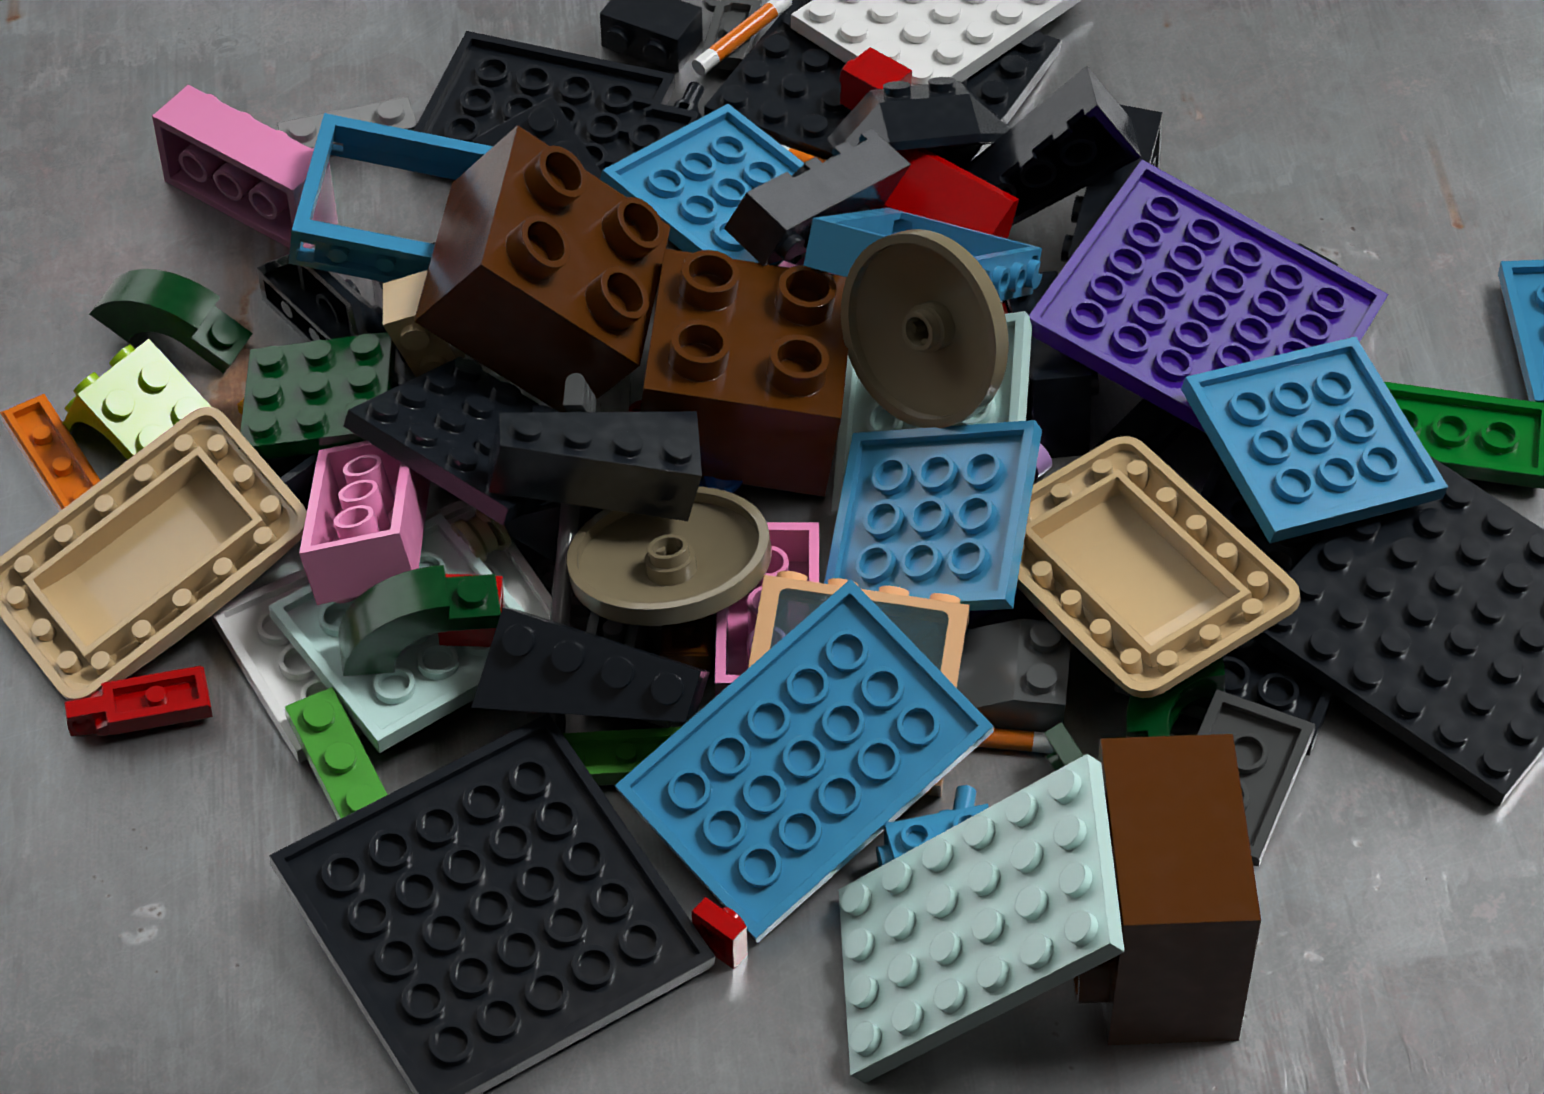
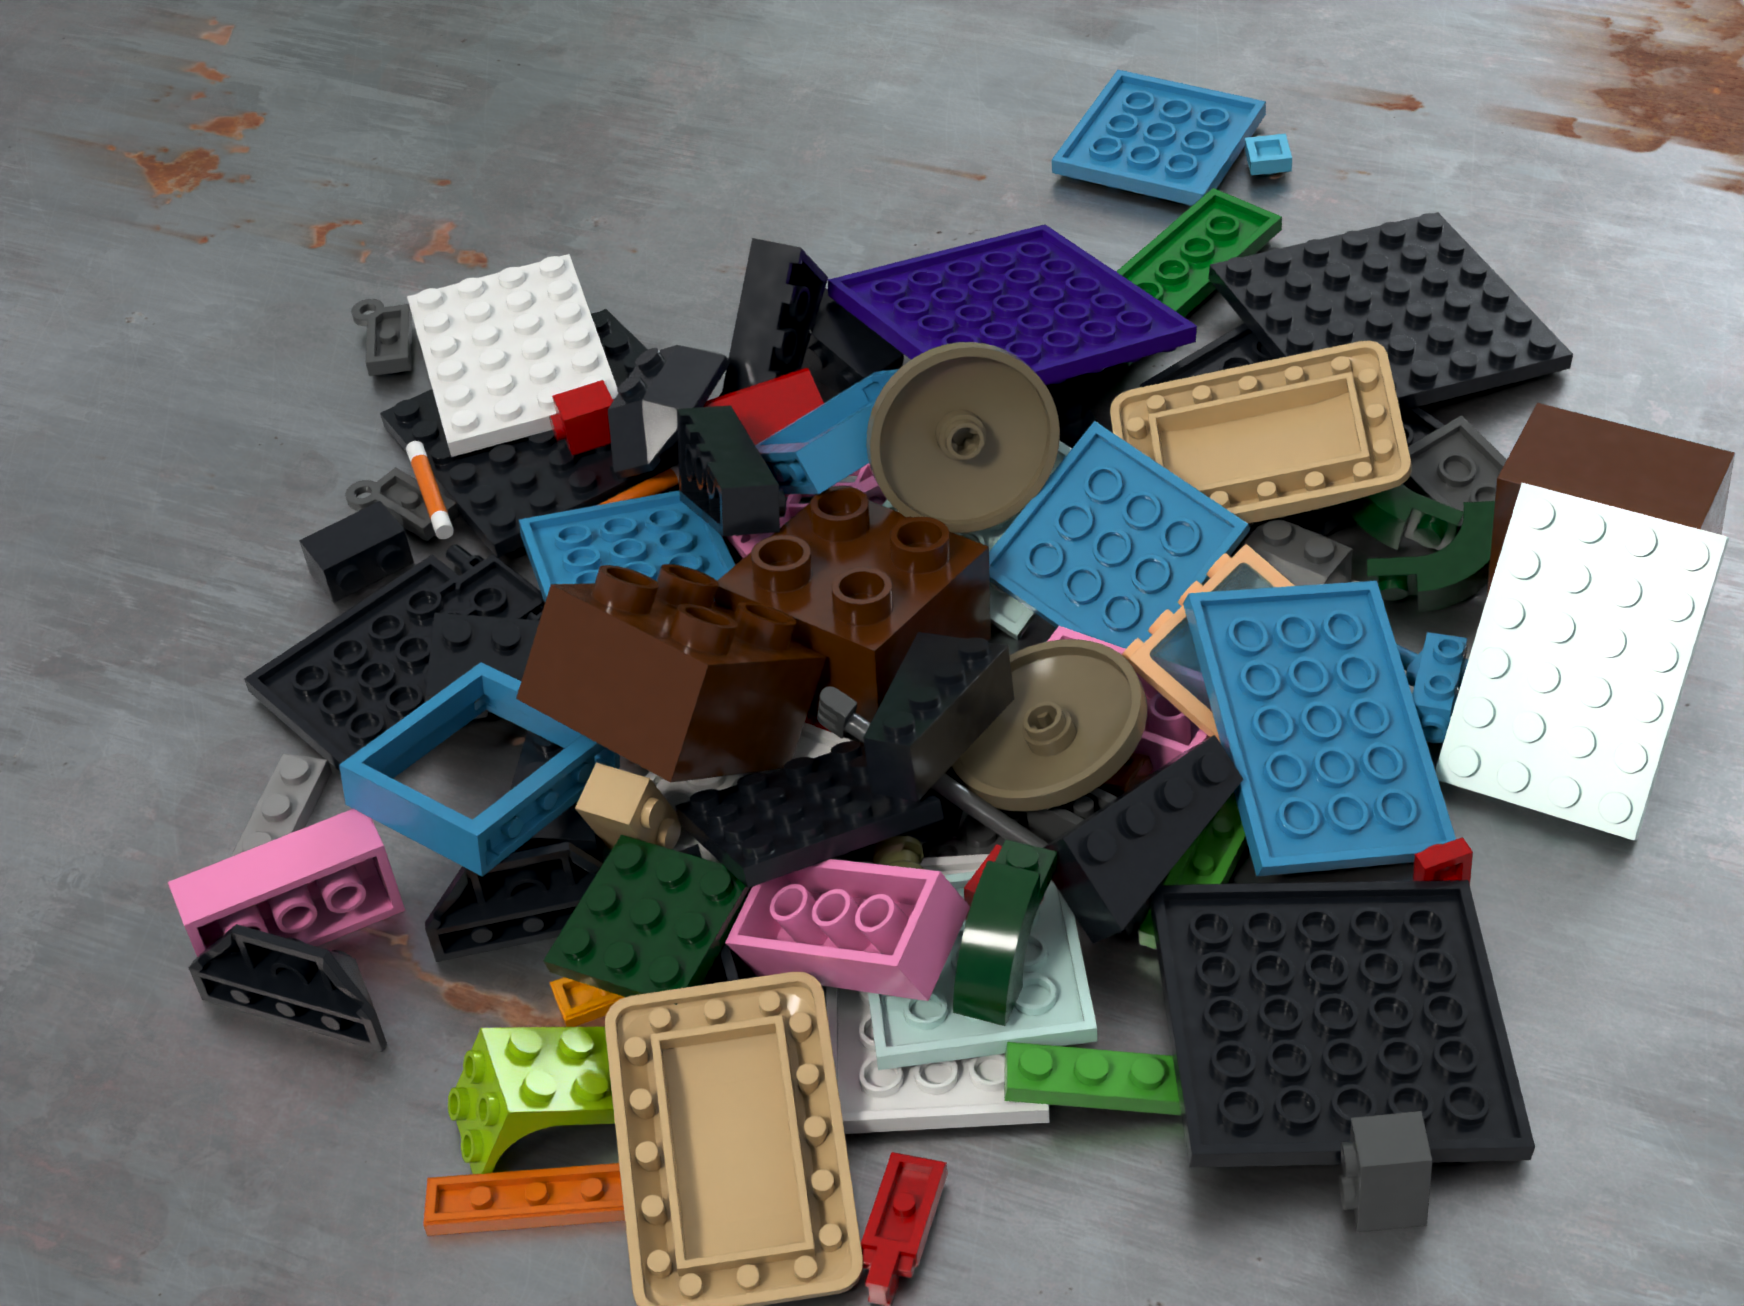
camera: 55 degrees left, 5 degrees down
(173, 307) = (408, 1023): dark green arch -> none
(180, 216) = (289, 985): none -> black wedge
(331, 1005) = (1386, 1171): none -> dark grey brick
(1313, 439) = (1196, 296): dark azure plate -> none

